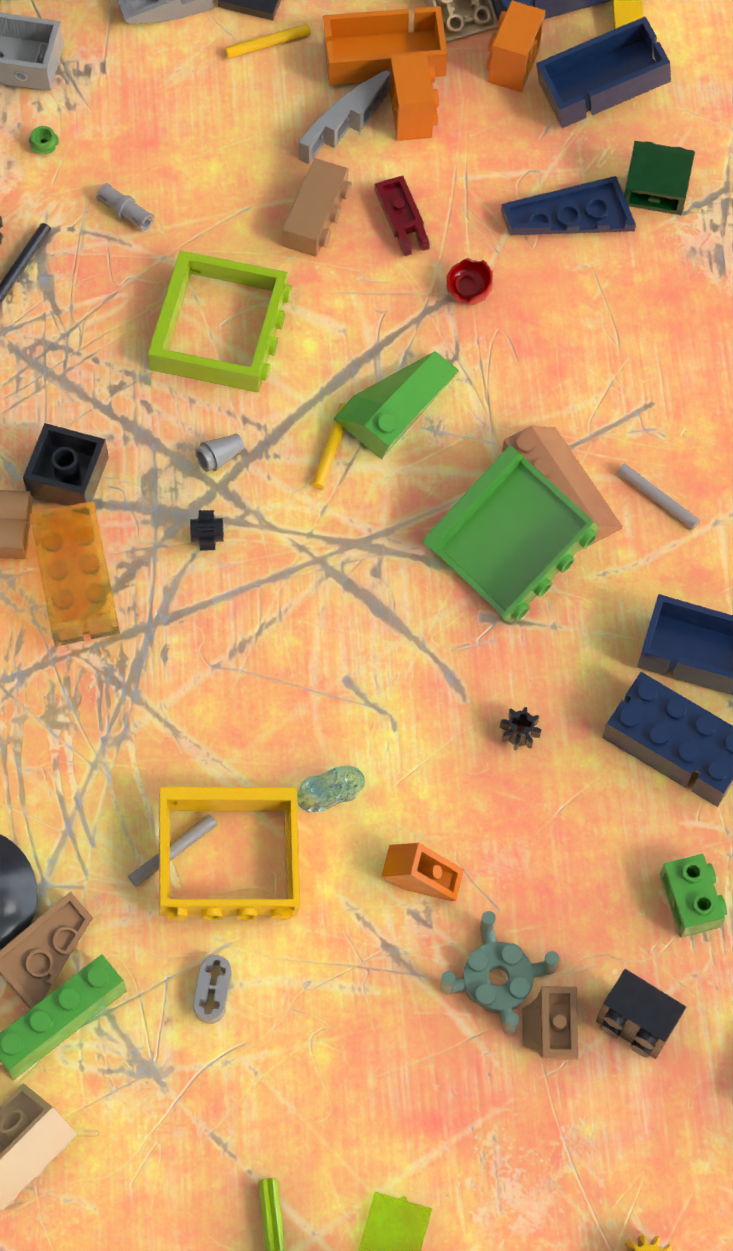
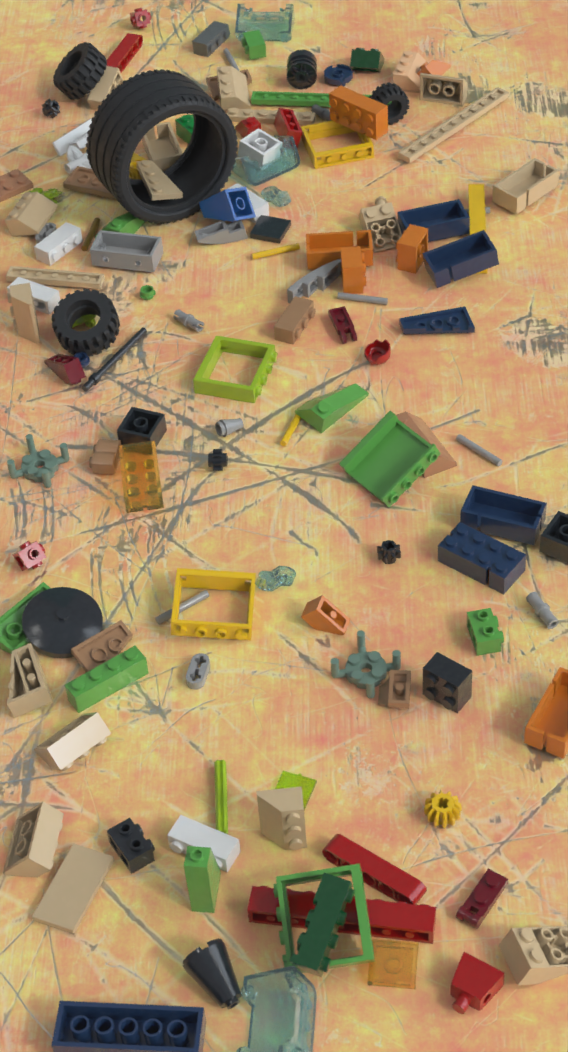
camera: 10 degrees right, 20 degrees down
(432, 152) = (362, 298): none -> light grey bar
(658, 177) = (488, 304): dark green slope -> none

